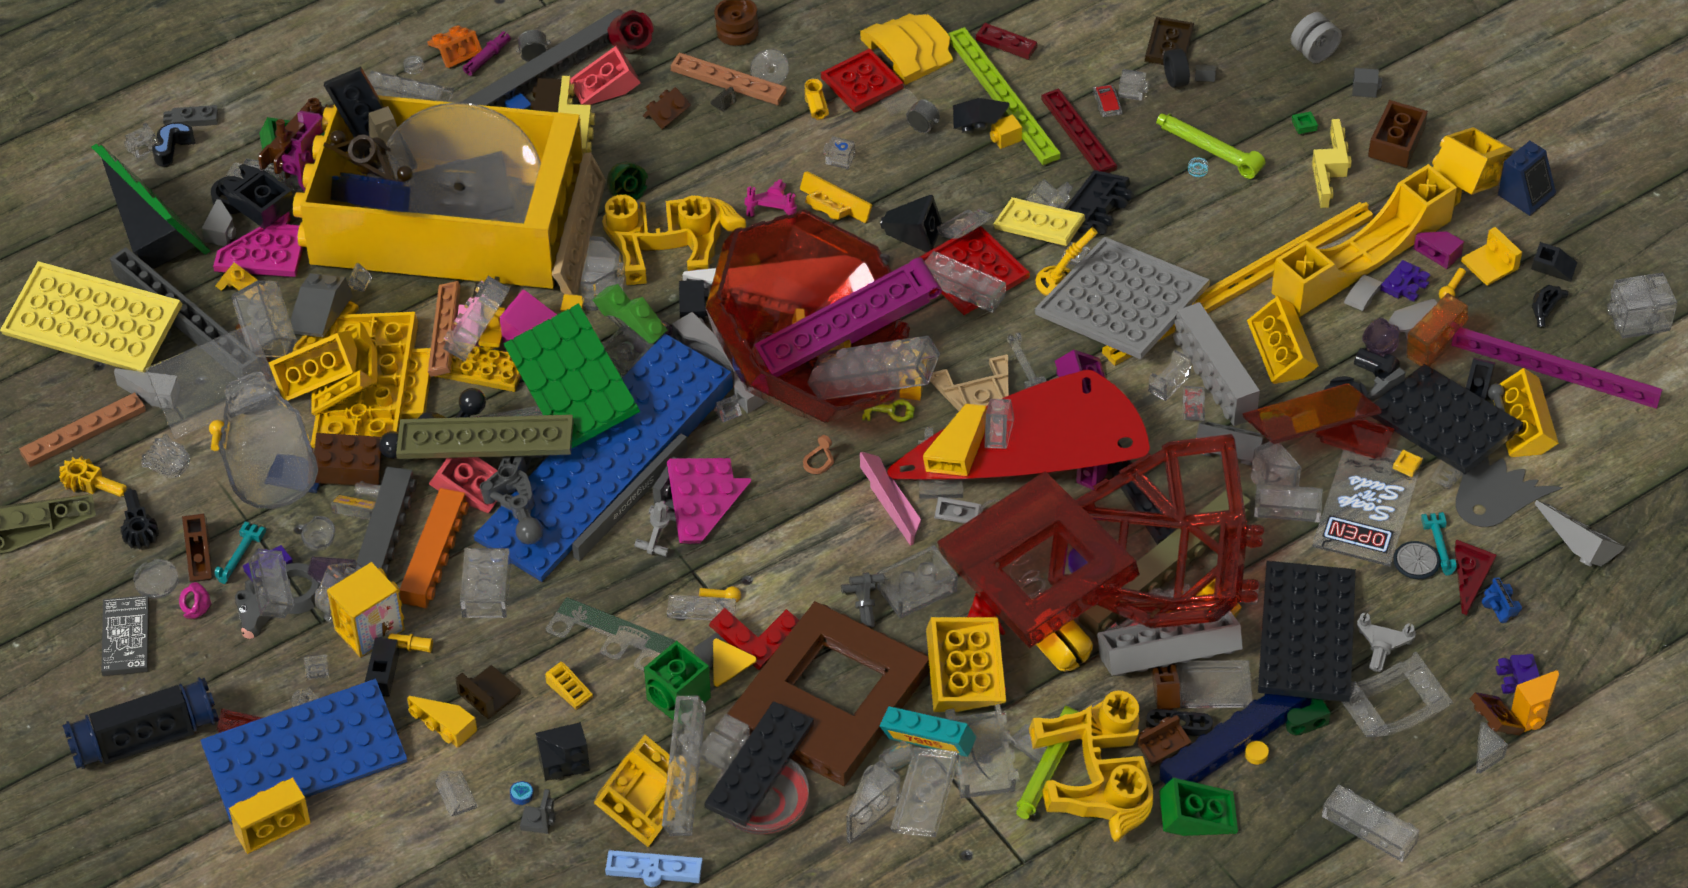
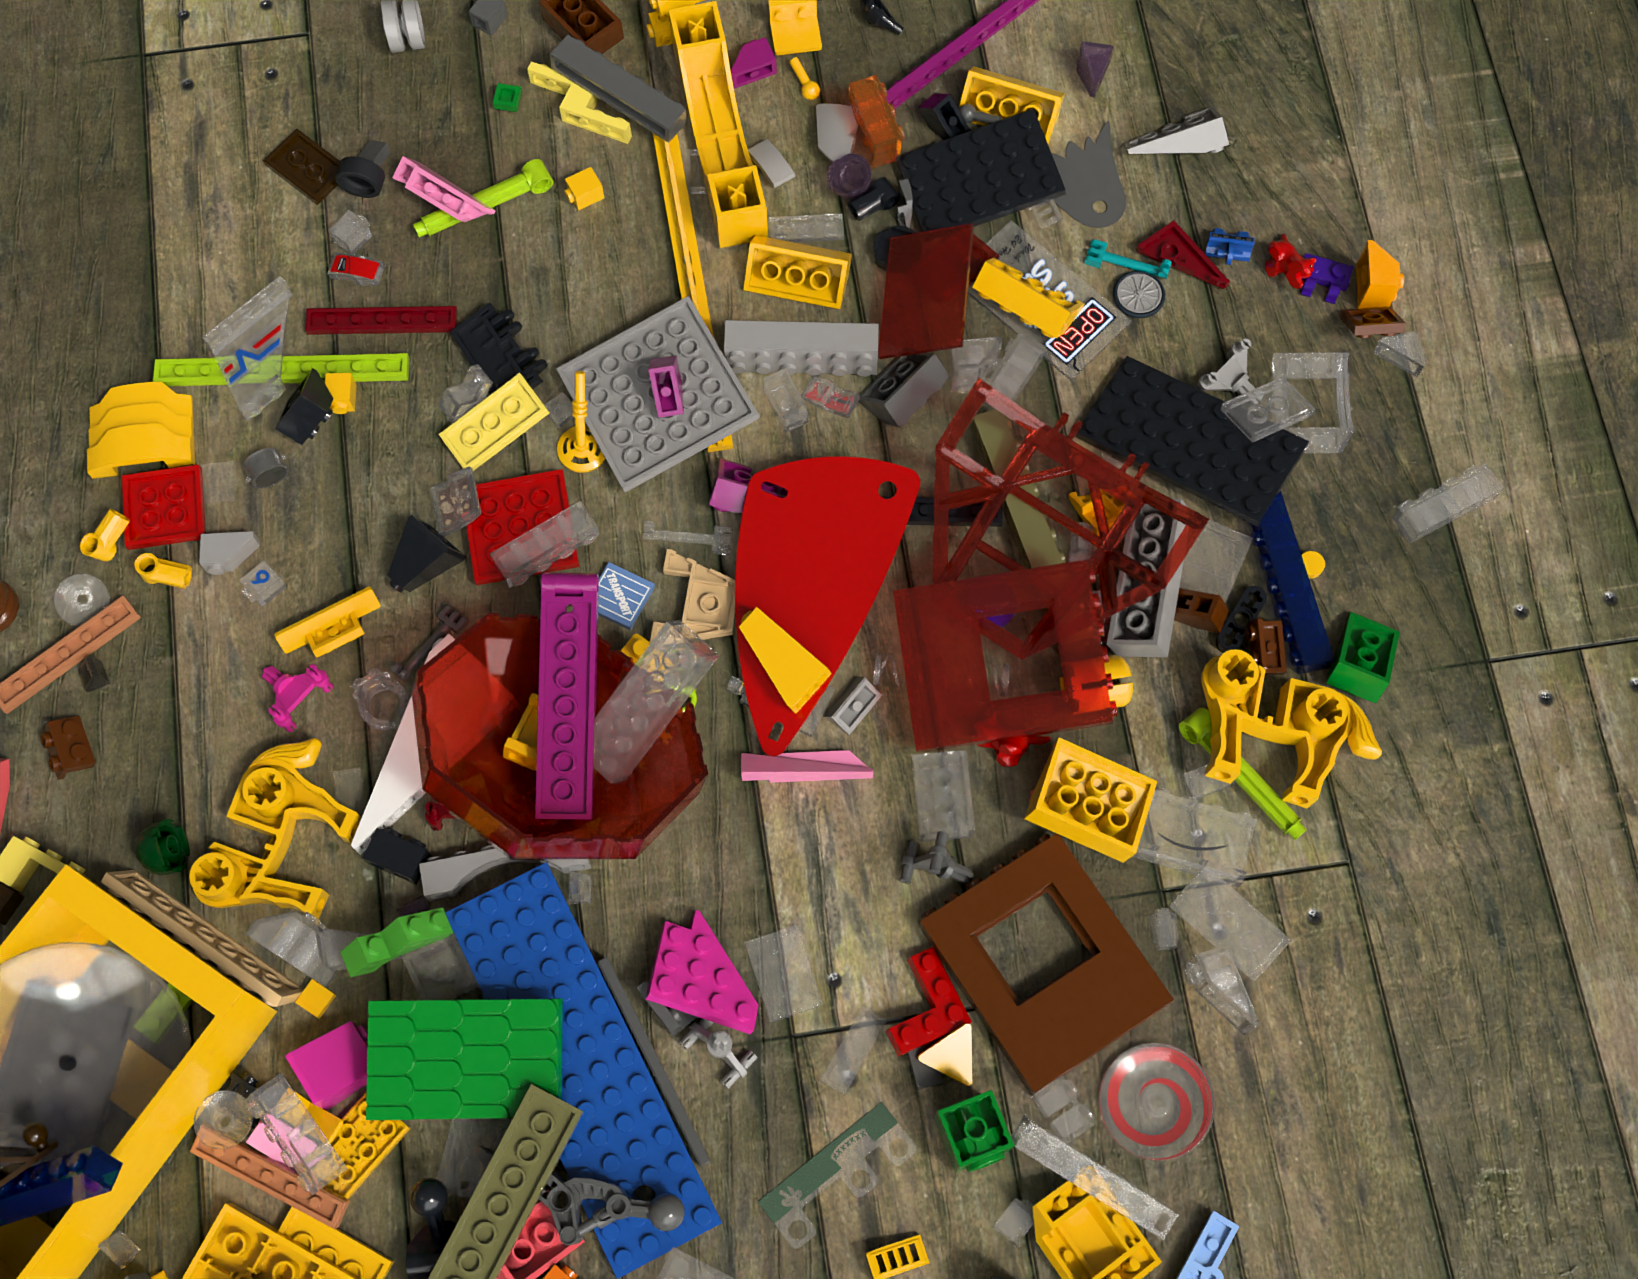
camera: 65 degrees left, 20 degrees up
(463, 285) = (212, 1112): none -> clear dish
(626, 739) = (1015, 1221): none -> clear window
(731, 592) = (848, 1007): yellow bar -> none
(734, 547) = (783, 973): none -> clear tile
(759, 763) = (1124, 1089): black plate -> none
(817, 59) = (102, 542): none -> yellow piece
(825, 442) = (699, 803): nougat piece -> none
(851, 124) = (226, 550): none -> light grey slope
(928, 731) = (1162, 883): teal brick -> none
(956, 346) = (622, 595): none -> medium blue tile
(998, 423) = (784, 606): clear slope -> none
(1006, 41) = (190, 332): dark red plate -> none
(1007, 69) = (252, 348): none -> clear piece
(1126, 292) = (666, 386): none -> magenta slope
(1198, 114) = (440, 191): none -> bright pink wedge
(1198, 167) = (504, 229): clear tile -> none
(1260, 194) = (583, 188): none -> yellow brick
(1308, 718) = (1296, 494): dark green leg -> none
(1323, 334) = (807, 228): none -> clear plate
(1350, 172) = (618, 88): none -> dark grey brick
(1357, 486) = (1026, 298): none -> yellow wedge
(1360, 660) = (1267, 409): none -> clear tile
(1401, 281) = (769, 120): dark purple plate -> none
(1407, 463) = (1015, 239): yellow tile -> none
(1513, 638) = (1289, 262): none -> red animal
(1600, 453) = (1093, 64): none -> clear purple slope

